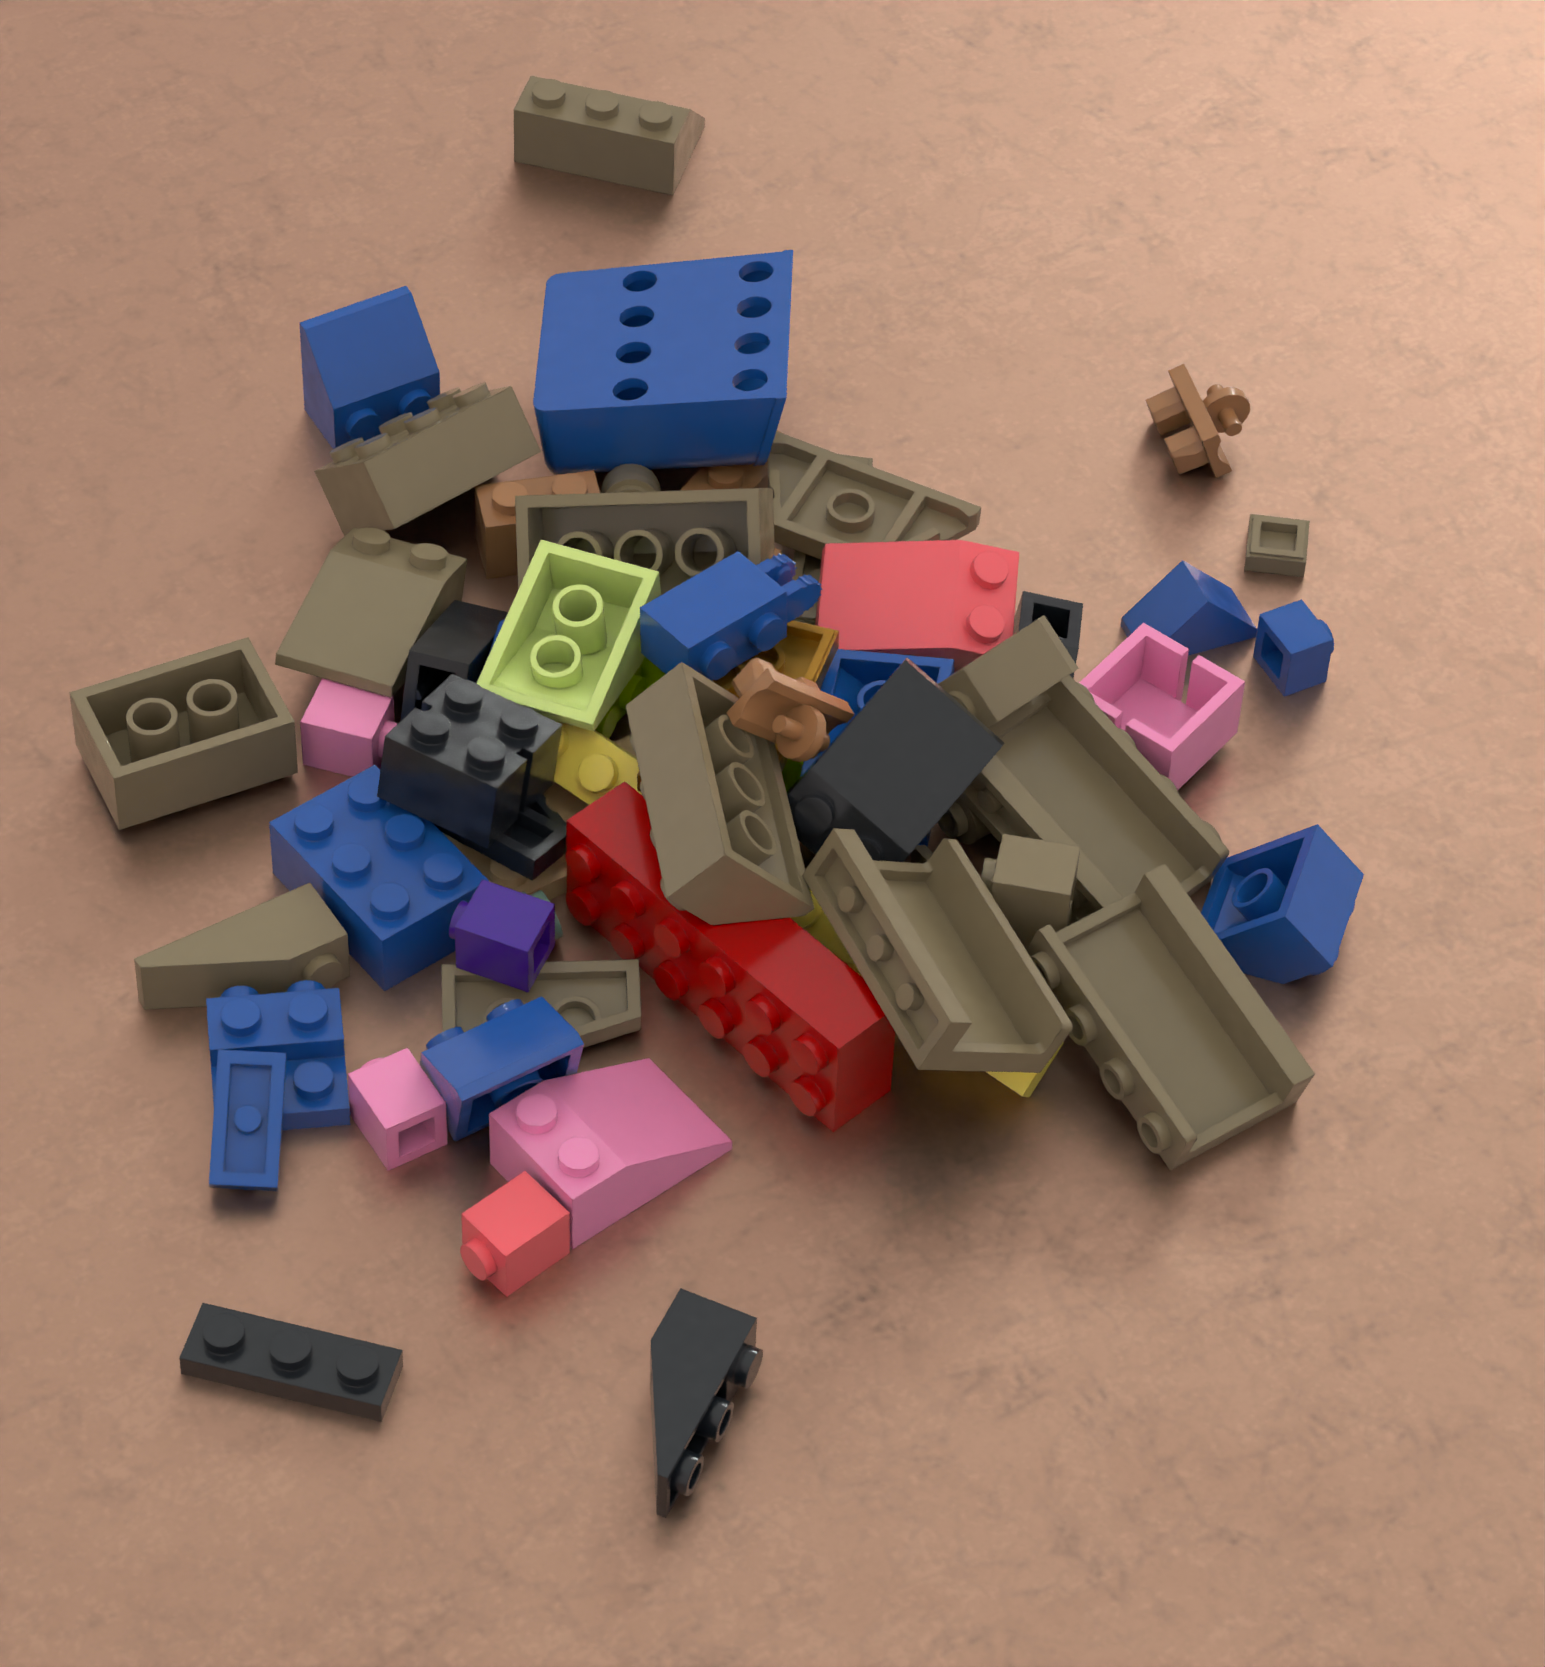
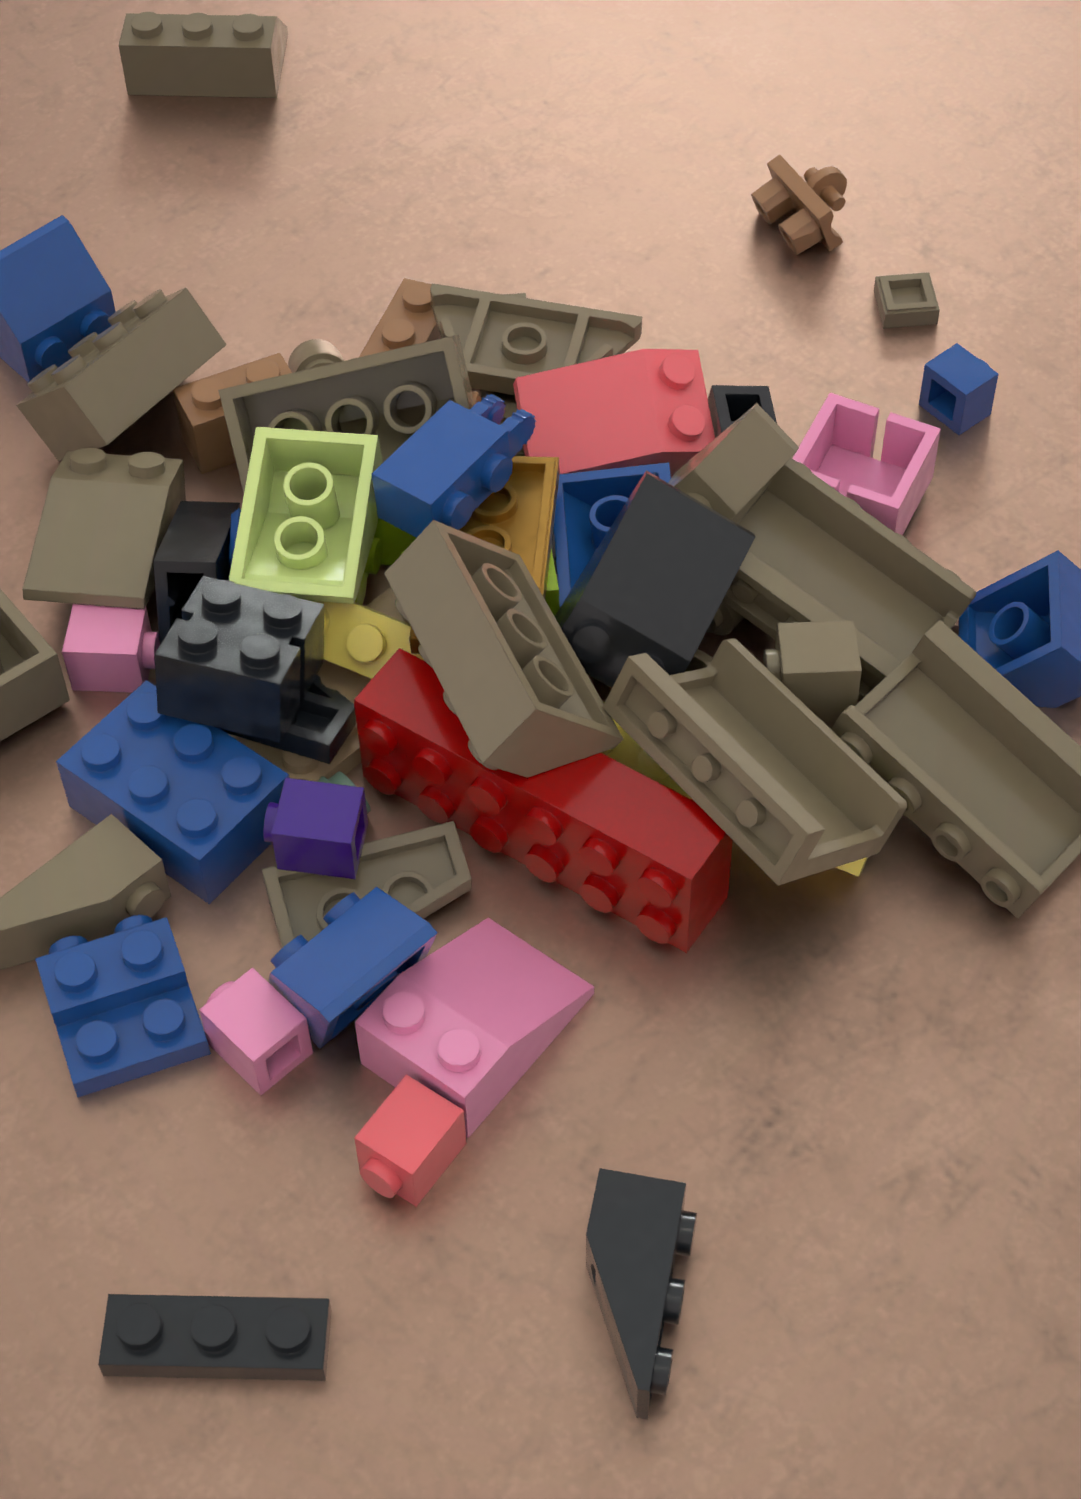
camera: 10 degrees left, 5 degrees up
(247, 1120) = (108, 1081): blue plate -> none
(664, 364) = (321, 242): blue piece -> none
(786, 710) = (541, 546): medium nougat hips -> none
(1192, 611) = (854, 371): blue slope -> none

